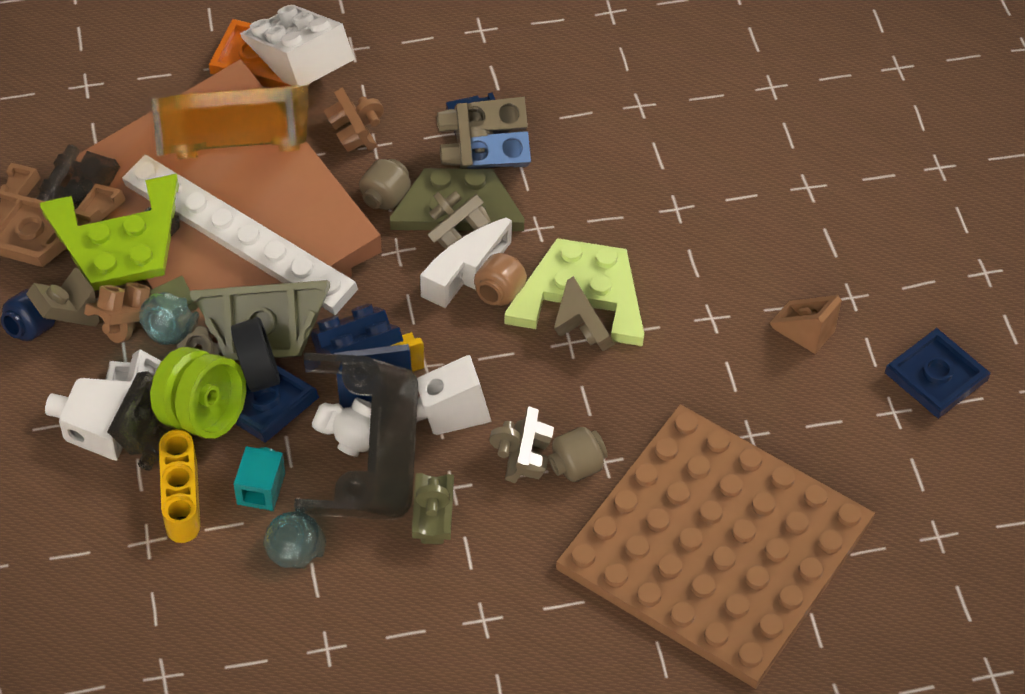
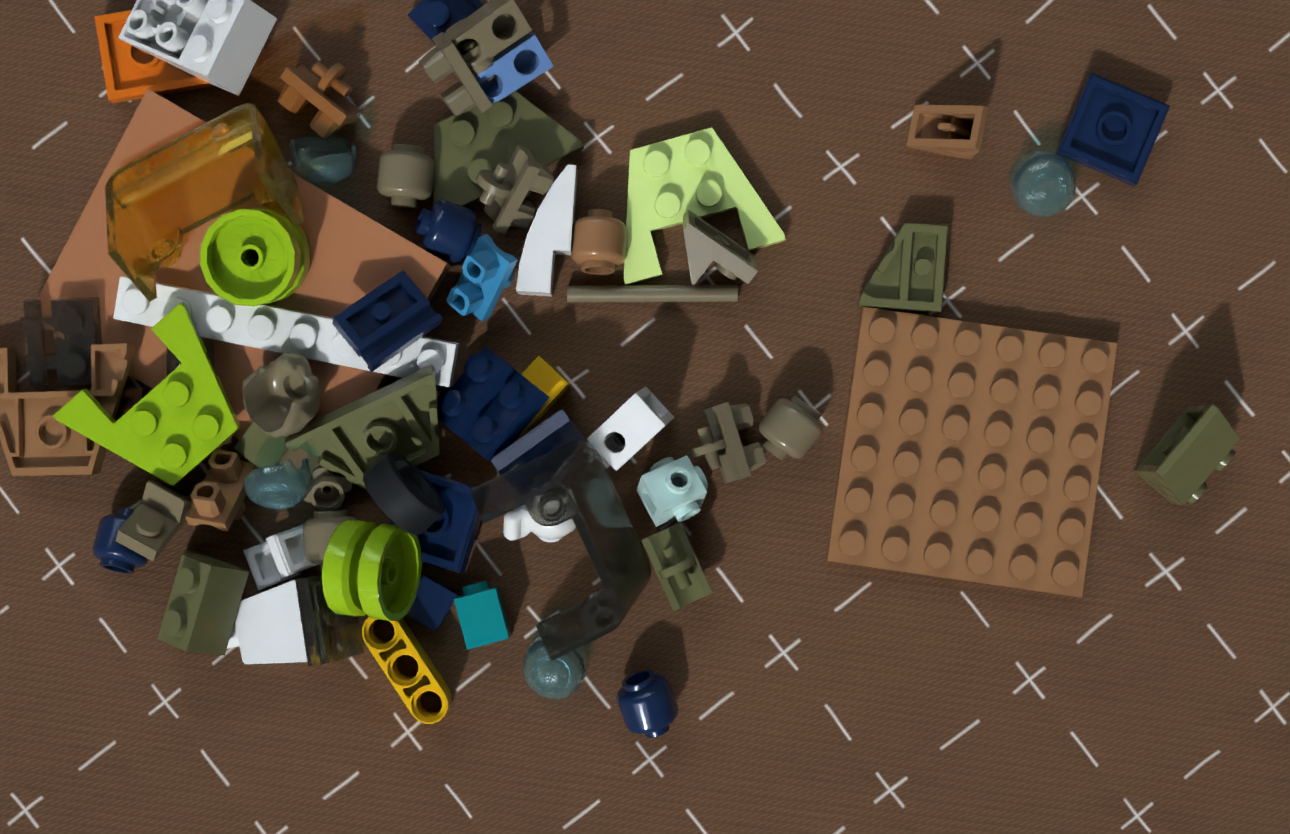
camera: 20 degrees left, 35 degrees up
(55, 362) = (202, 604): none -> olive slope
(208, 263) = (282, 395): none -> dark tan hair
(222, 456) = (431, 603): none -> dark blue tile
(248, 167) = (251, 281): none -> lime wheel
(315, 241) = (387, 320): none -> dark blue plate
(334, 152) = (322, 160): none -> clear light blue hair
(350, 595) = (647, 703): none -> dark blue head
(396, 225) = (448, 230): none -> dark blue head
(402, 263) = (482, 279): none -> dark azure hips
(460, 452) = (672, 490): none -> light aqua brick
(522, 333) = (652, 293): none -> dark tan bar
(730, 397) = (910, 271): none -> olive wing
(865, 385) = (1042, 183): none -> clear light blue hair
(898, 604) = (1189, 454): none -> olive slope

